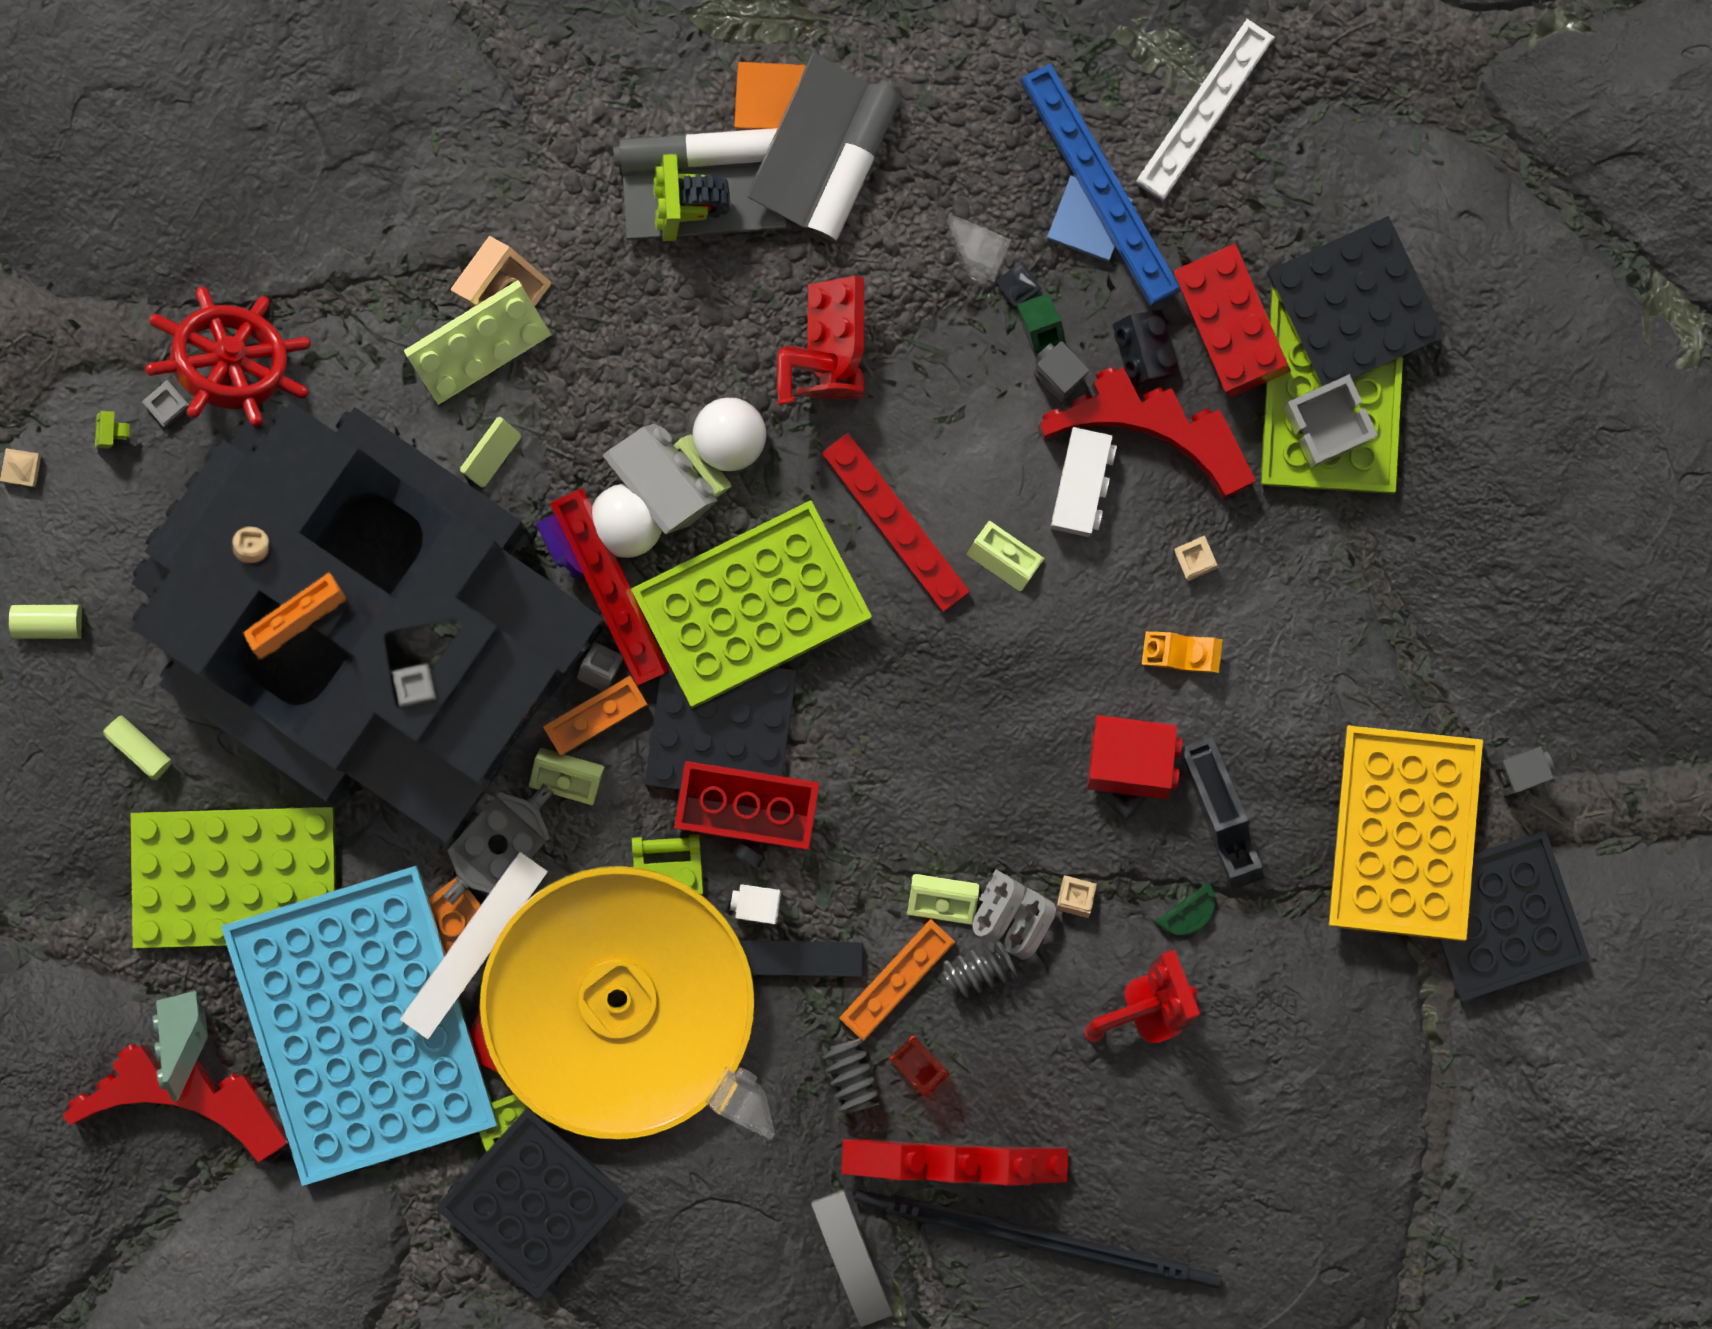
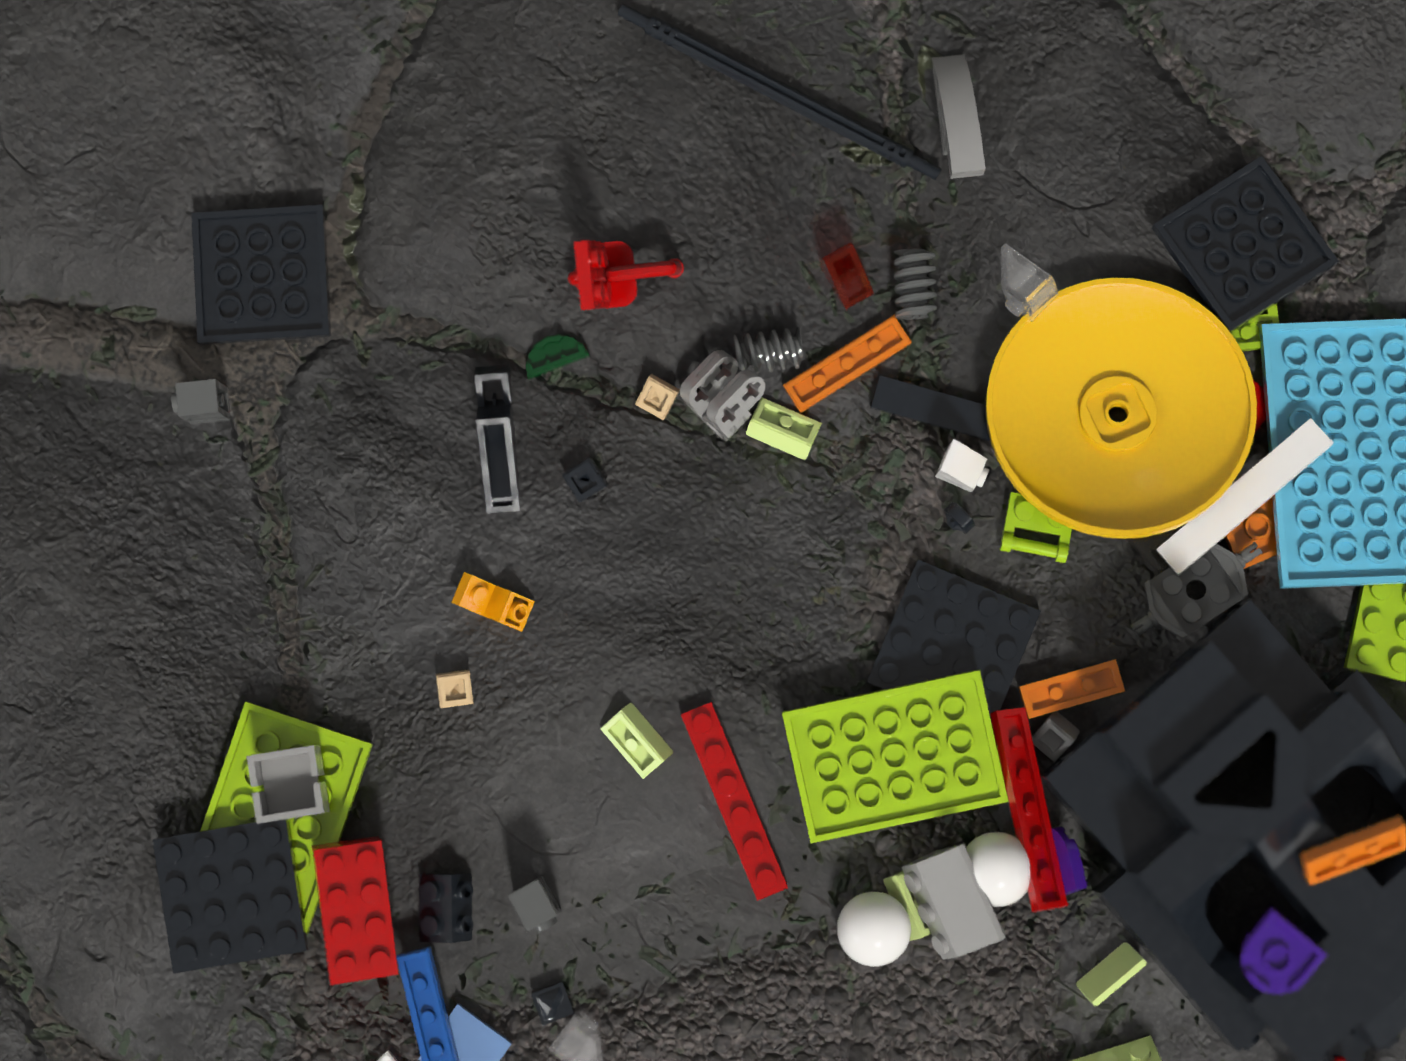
camera: 160 degrees left, 0 degrees up
(250, 544) = (1381, 933): tan tile -> none
(343, 499) = (1278, 955): none -> dark purple tile
(414, 685) = (1254, 748): light grey tile -> none
(566, 776) = (1113, 639): yellowish green slope -> none
(746, 805) = (949, 561): red slope -> none
(833, 343) = (749, 993): red plate -> none
(954, 1162) = (840, 173): red arch -> none
(1041, 322) = (540, 958): dark green brick -> none
(1083, 482) = (542, 791): white brick -> none
(1116, 404) = (488, 858): red arch -> none
(1133, 757) = (567, 512): red brick -> none
(1406, 833) = (329, 373): yellow plate -> none

